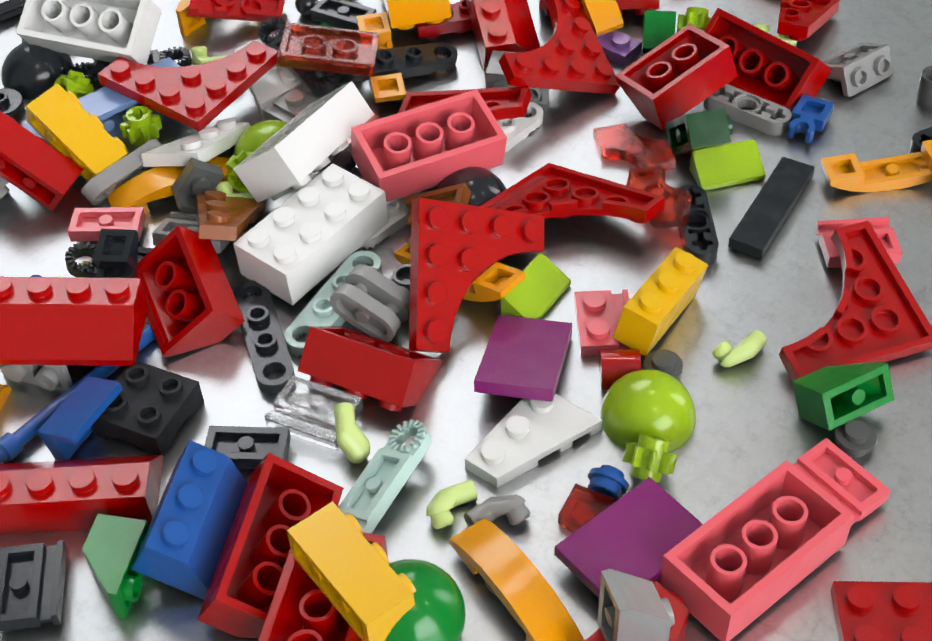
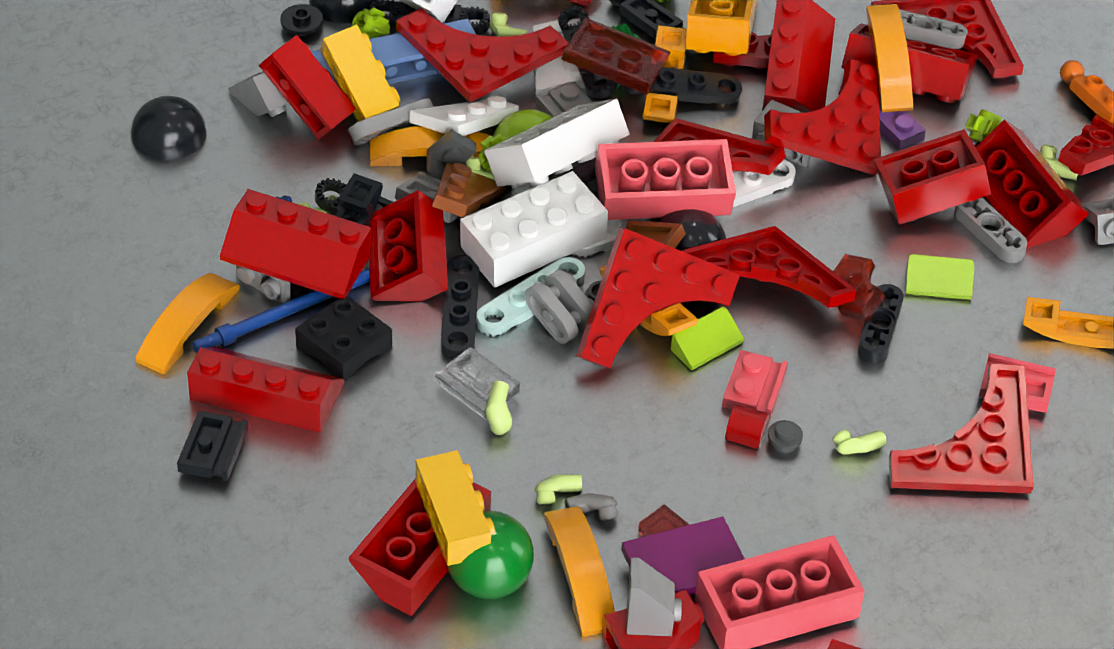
camera: 15 degrees right, 0 degrees up
(75, 416) = (282, 328): blue panel -> none
(88, 222) = (348, 160): coral plate -> none
(110, 556) = (285, 446): slope -> none
(140, 125) = (420, 80): lime gear -> none
(192, 520) = (353, 438): blue slope -> none
(248, 445) = (412, 394): plate -> none
(259, 545) = (394, 467): red slope -> none
(367, 366) = (536, 358): red slope -> none
(386, 475) = (515, 449): light aqua plate -> none
(523, 358) = (669, 391): magenta tile -> none
(528, 435) = (648, 453): white wing -> none
(608, 481) = (690, 509): blue plate -> none
(623, 144) = (856, 229): clear red tile -> none
(649, 405) = (754, 468): lime piece -> none
(649, 457) = (732, 502): lime gear -> none
(657, 28) = (942, 121): green slope -> none
(660, 301) = (806, 379): yellow brick -> none
(699, 131) = (922, 237): dark green brick -> none
(771, 207) = (960, 327): black tile -> none
(810, 115) = (1045, 251): blue plate -> none
(842, 393) = (920, 502): green slope -> none
(843, 479) = (879, 570): coral plate -> none
(855, 437) = (915, 541): dark grey plate -> none

